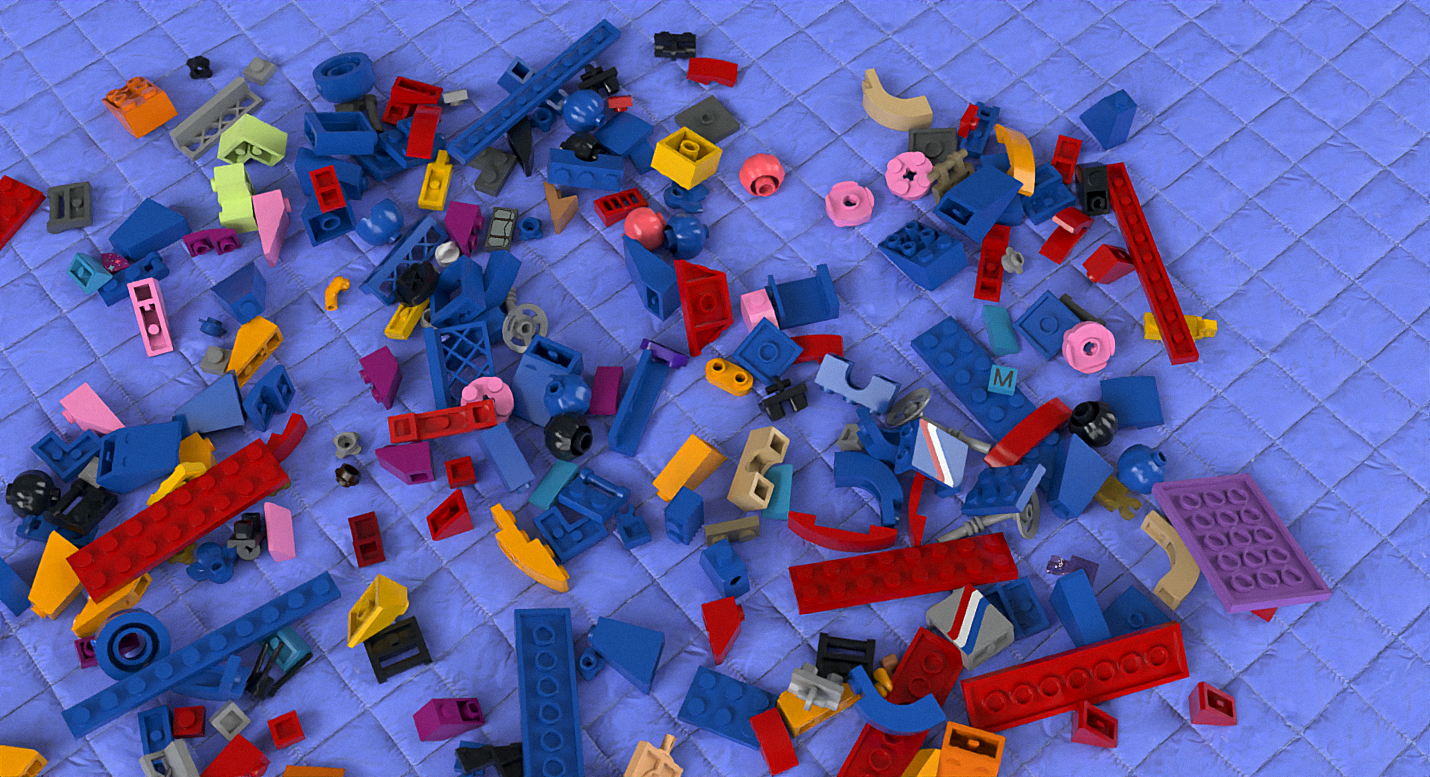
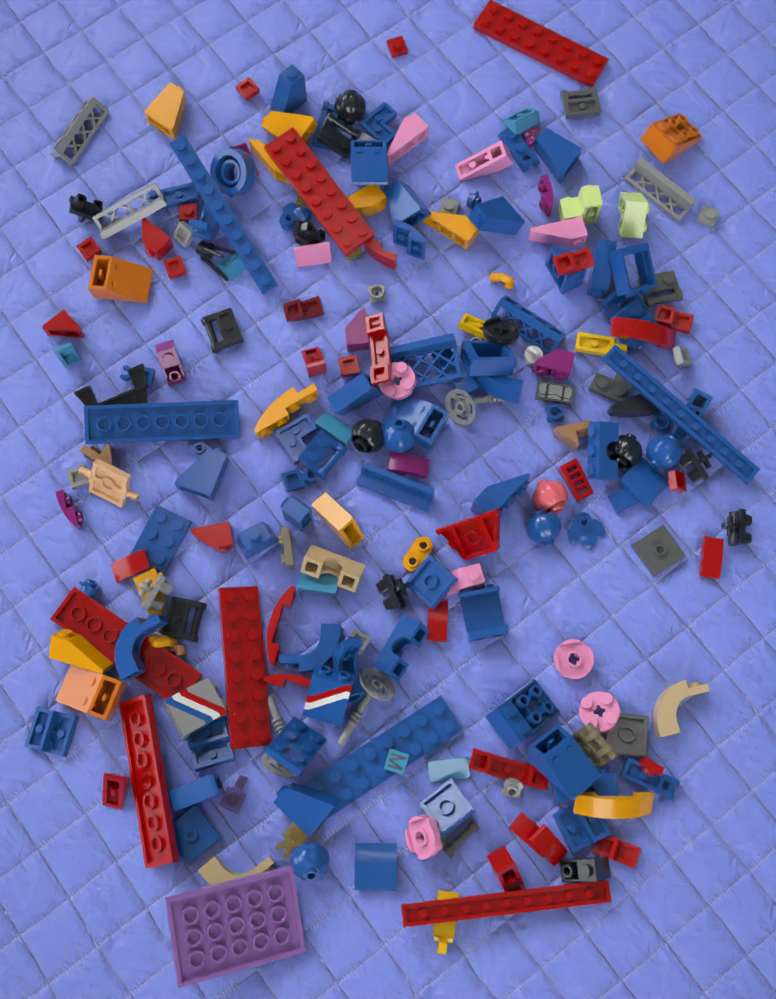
camera: 90 degrees right, 15 degrees up
(183, 474) = (346, 187): yellow hinge -> none
(202, 62) = (709, 174): black plate -> none
(344, 77) = (694, 273): blue piece -> none
(347, 475) = (355, 295): dark brown plate -> none
(376, 609) = (247, 314): yellow slope -> none
(382, 224) = (556, 307): blue cylinder -> none
(383, 374) = (428, 314): magenta slope -> none
(414, 92) = (688, 320): red slope -> none
(674, 358) = (437, 507): dark purple plate -> none
(686, 158) = (614, 529): yellow brick -> none
(764, 171) = (602, 590): coral plant -> none
(1029, 434) = (350, 778): red slope -> none
(1094, 423) = (351, 828): black plant -> none
(1110, 119) = (656, 895): blue slope -> none
(1211, 706) = (119, 881): slope -> none

